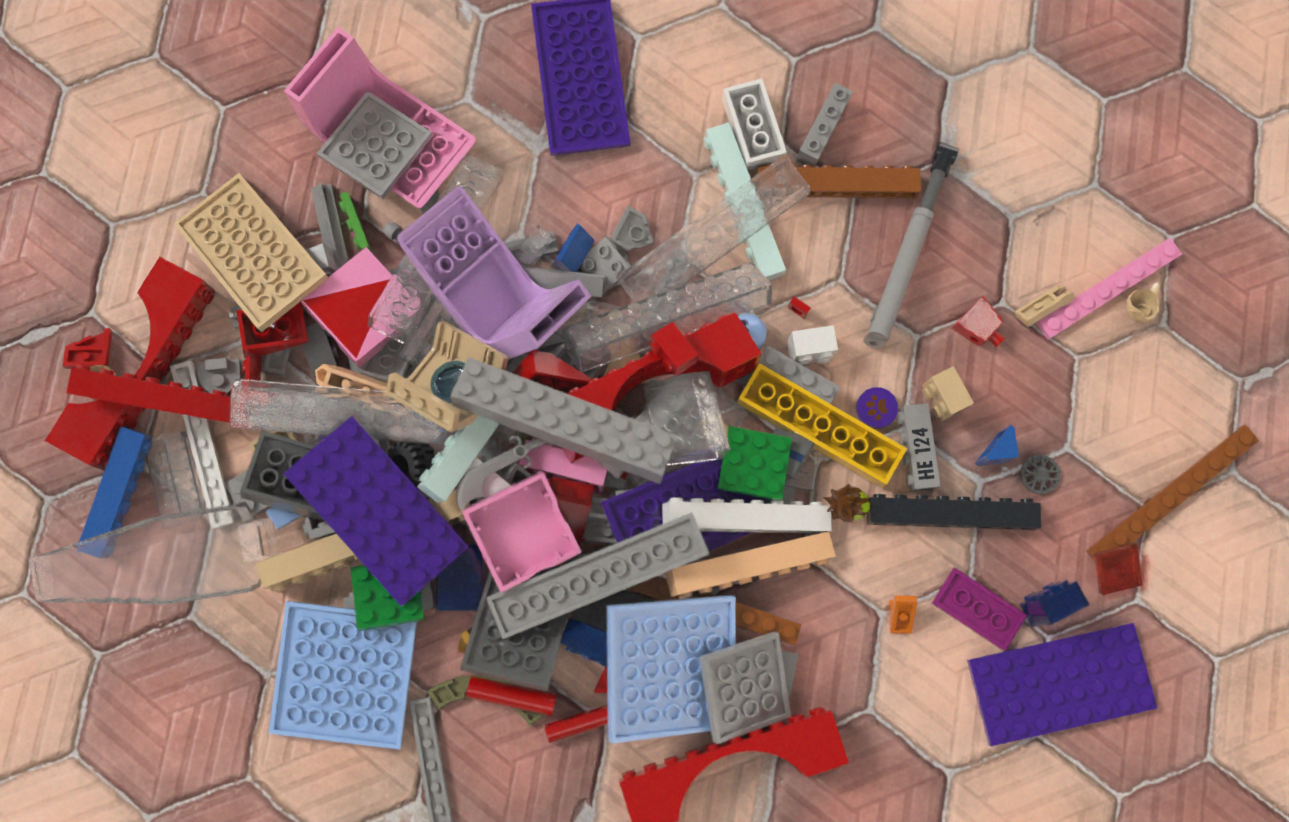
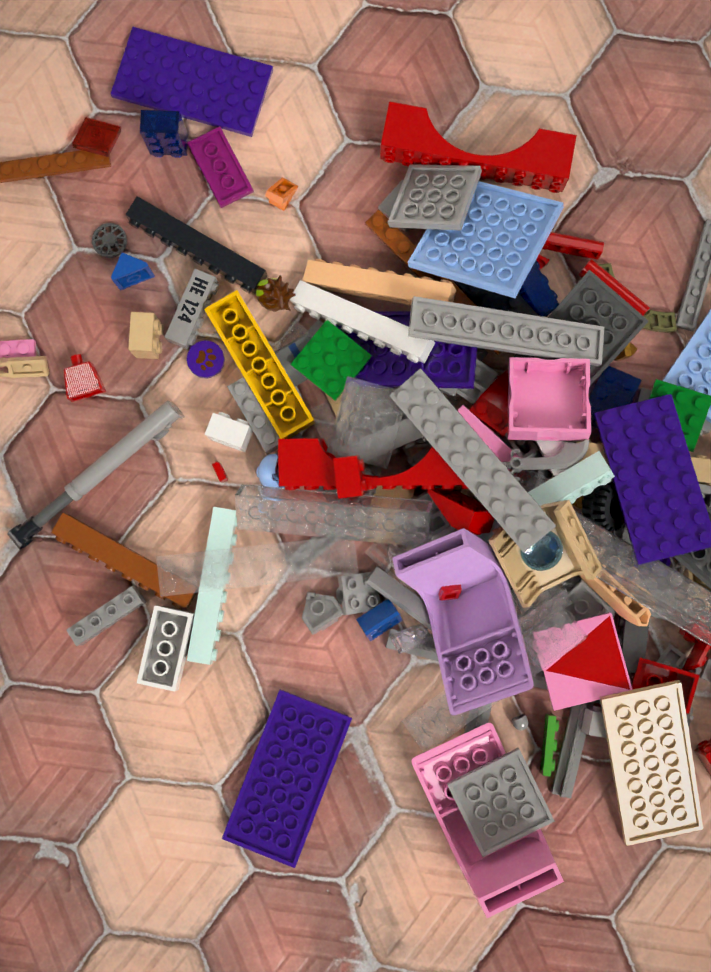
camera: 140 degrees left, 5 degrees up
(520, 306) = (450, 592): none -> red tile

